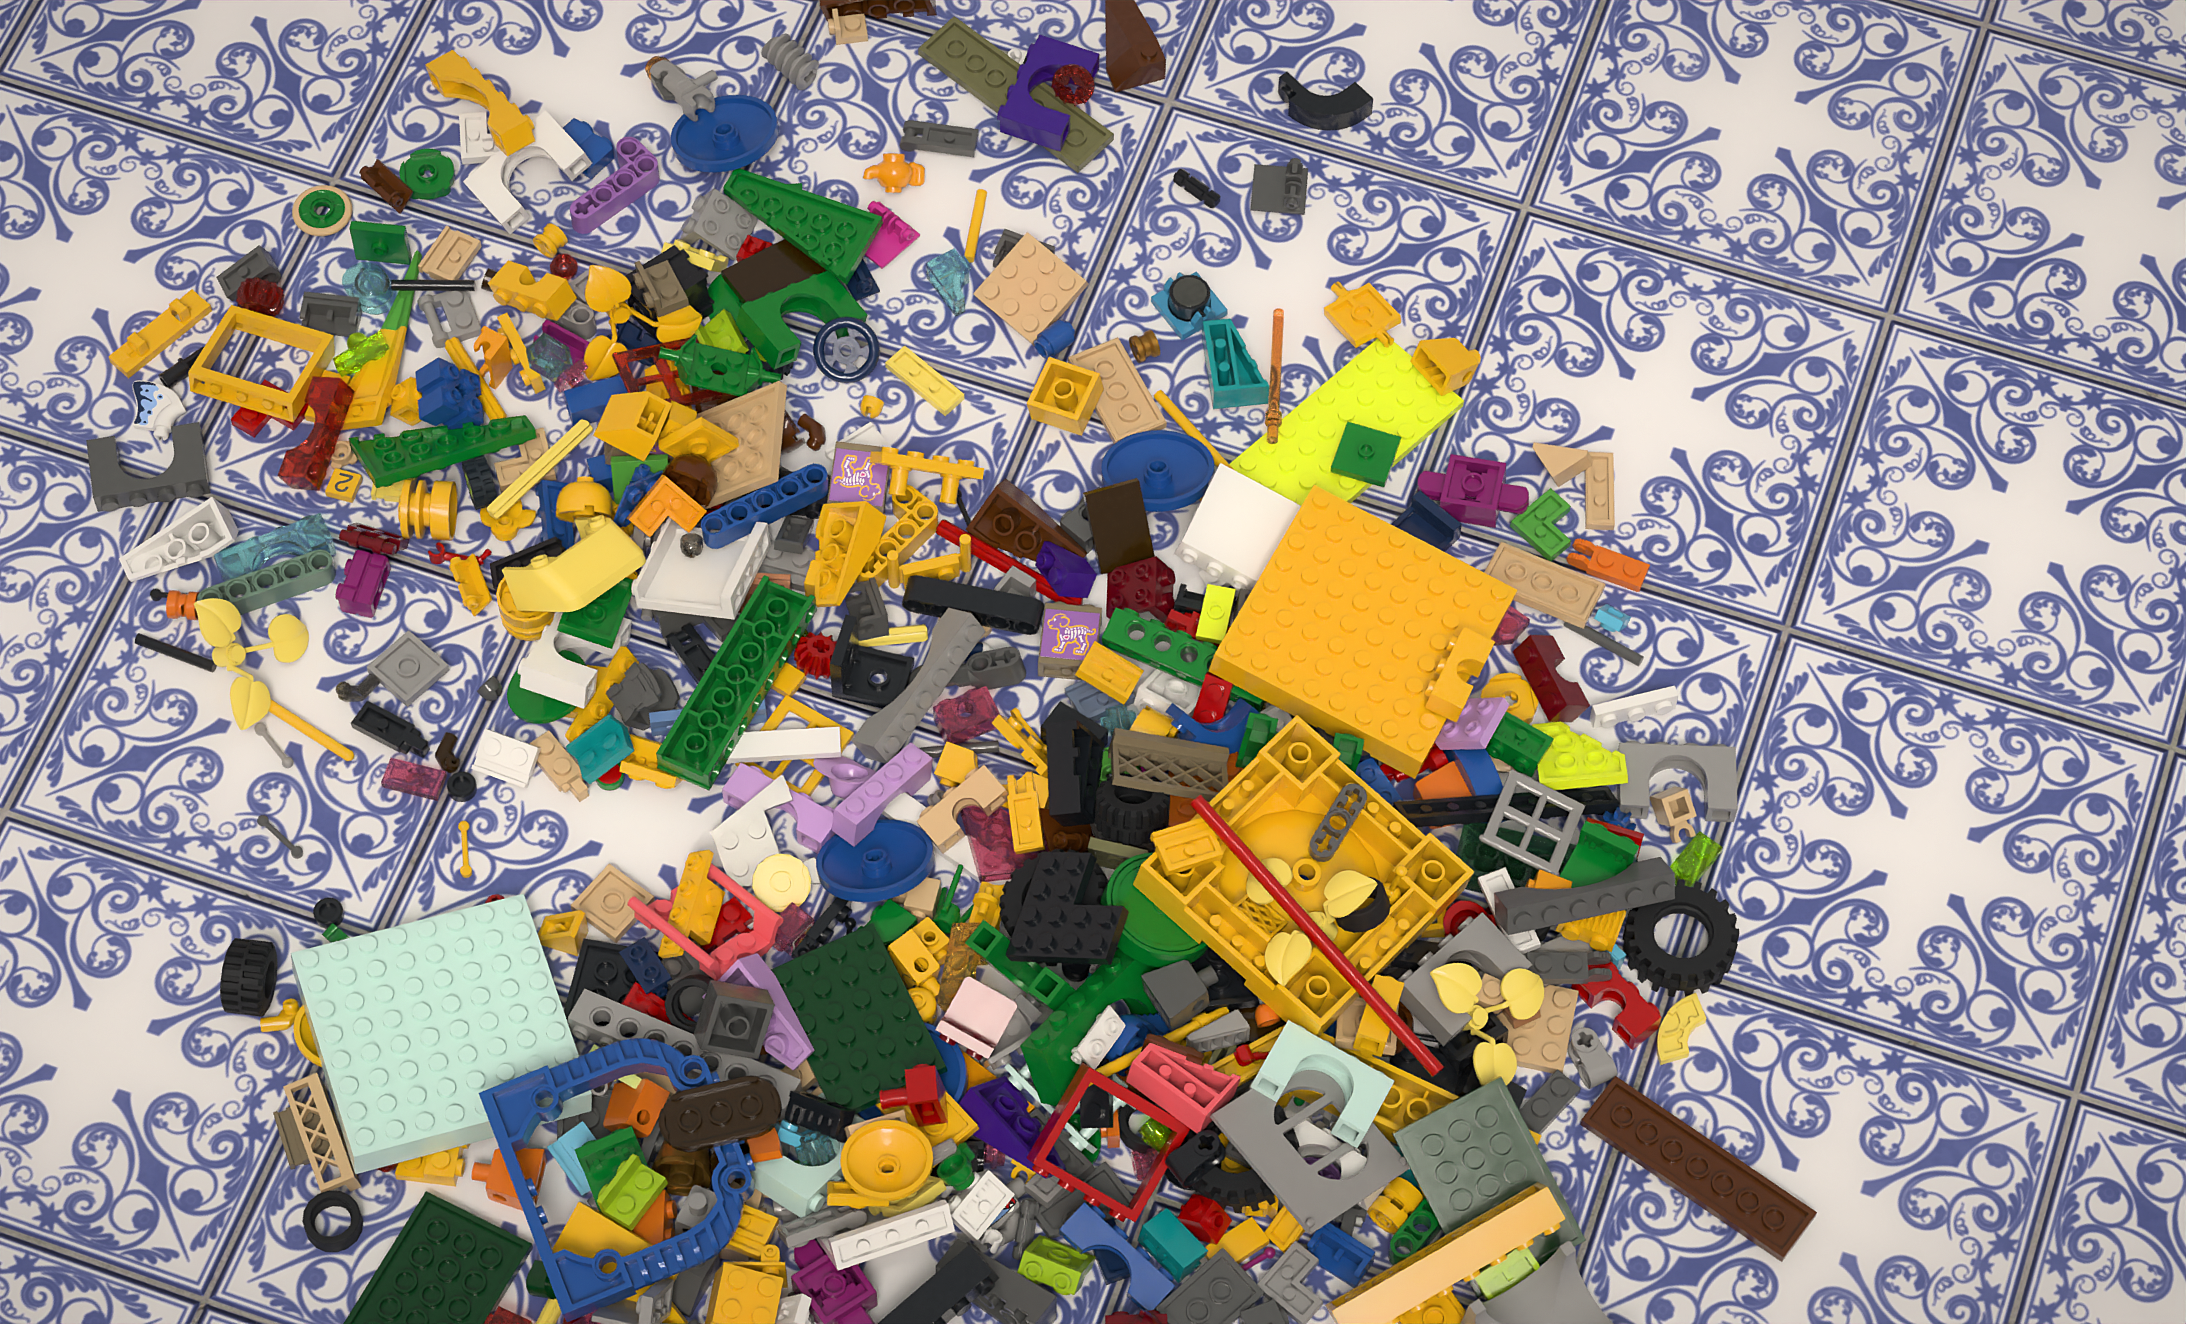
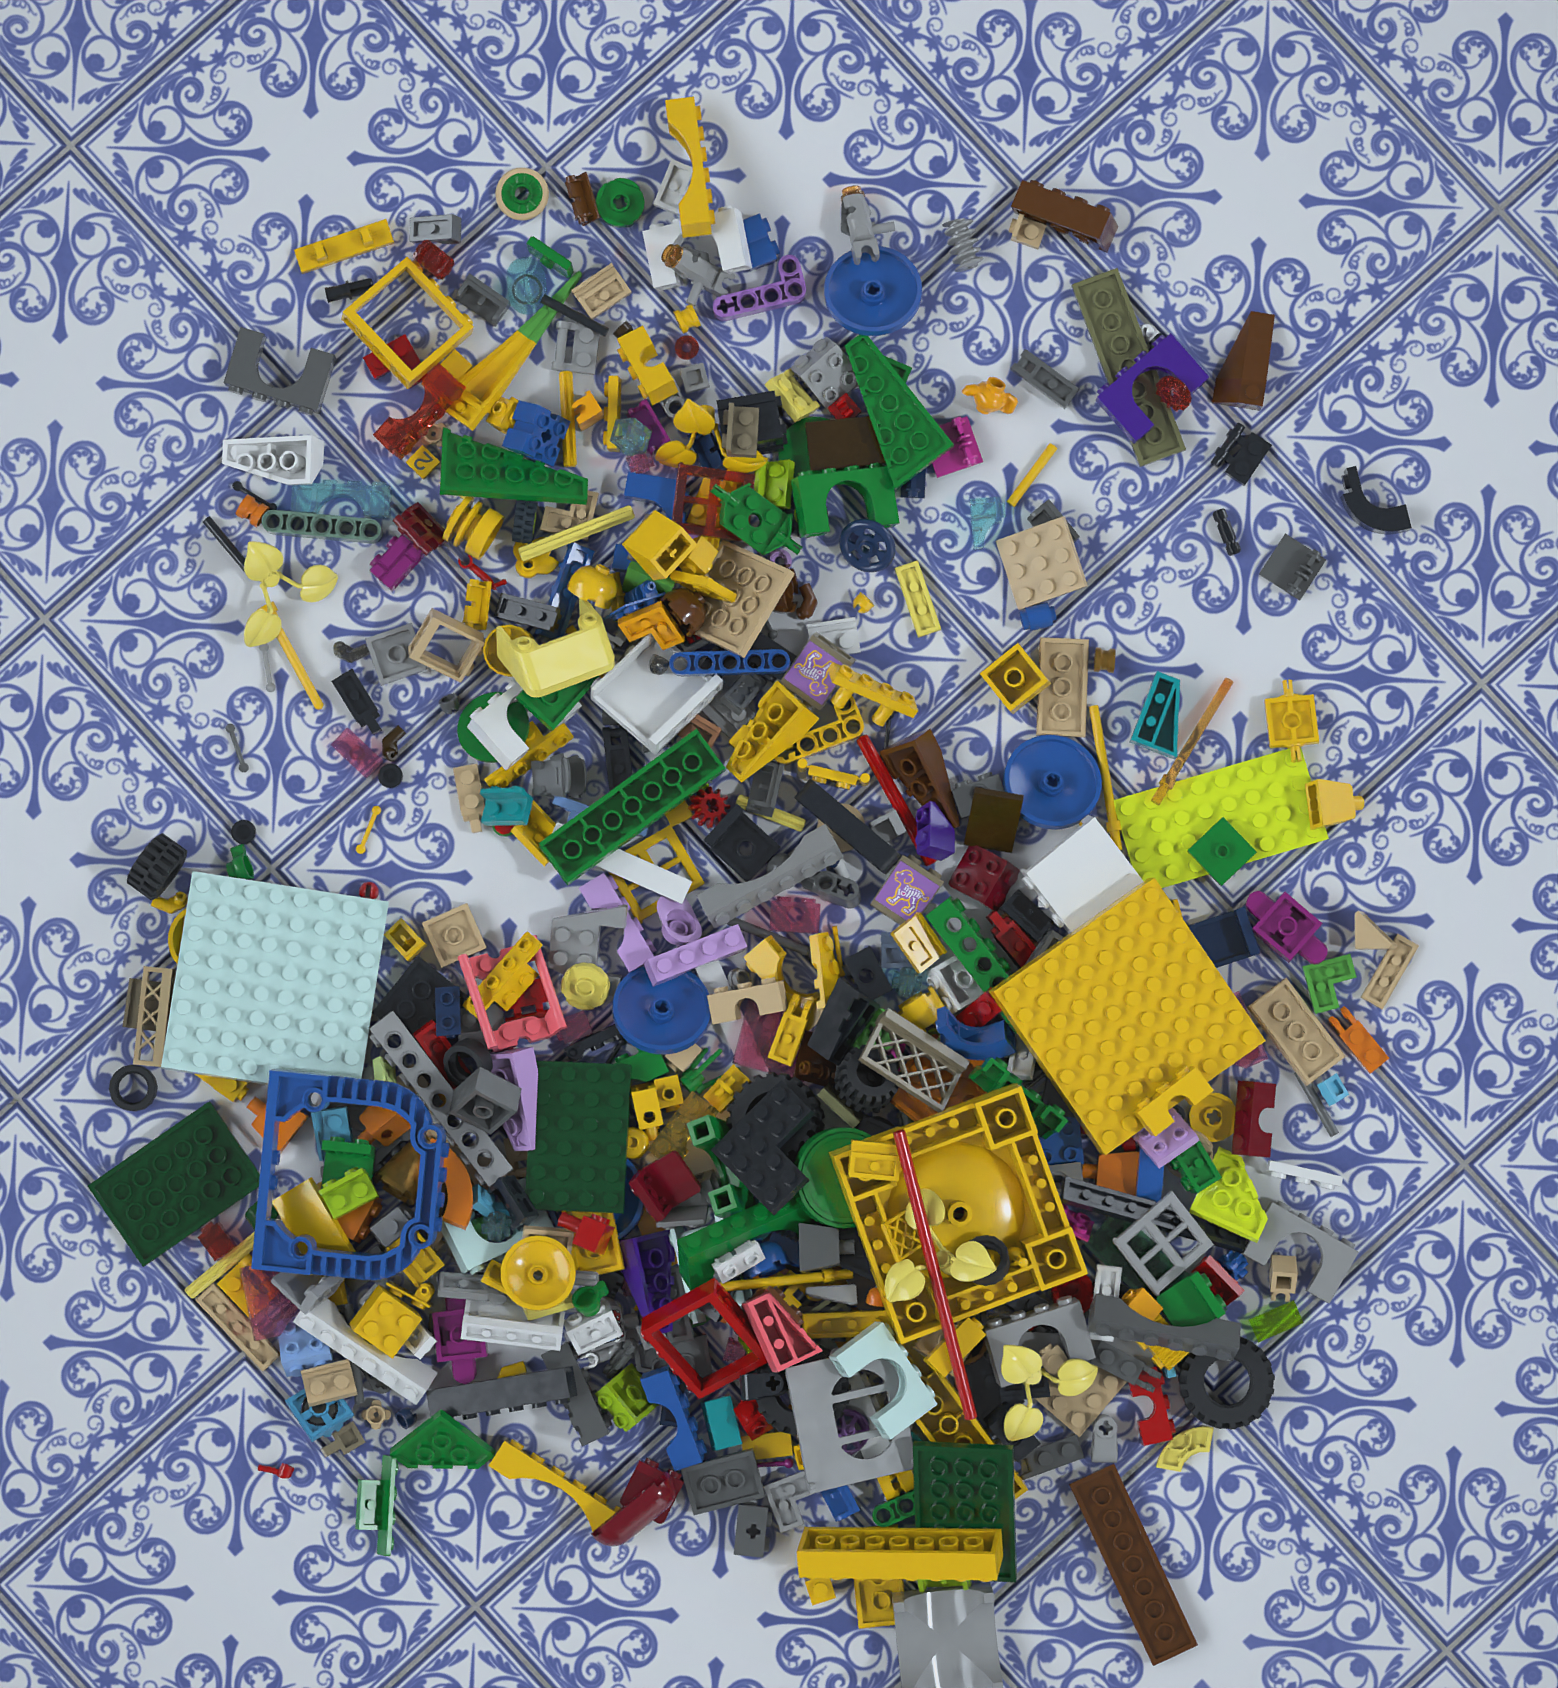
camera: 30 degrees right, 25 degrees up
(156, 408) = (311, 316): white arm -> none
(360, 352) = (491, 351): clear neon green plate -> none
(429, 624) = (424, 635): none -> tan window
(506, 758) = (433, 772): white plate -> none
(535, 185) = (696, 267): none -> light grey piece
(720, 1114) = (432, 1183): dark brown tile -> none
(1178, 121) = (1248, 457): none -> black plate
(1189, 302) = (1163, 635): piece -> none
(1215, 614) = (1026, 935): neon yellow plate -> none
(1245, 1056) = (842, 1323): red hand -> none
(1320, 835) = (1003, 1199): dark grey beam -> none

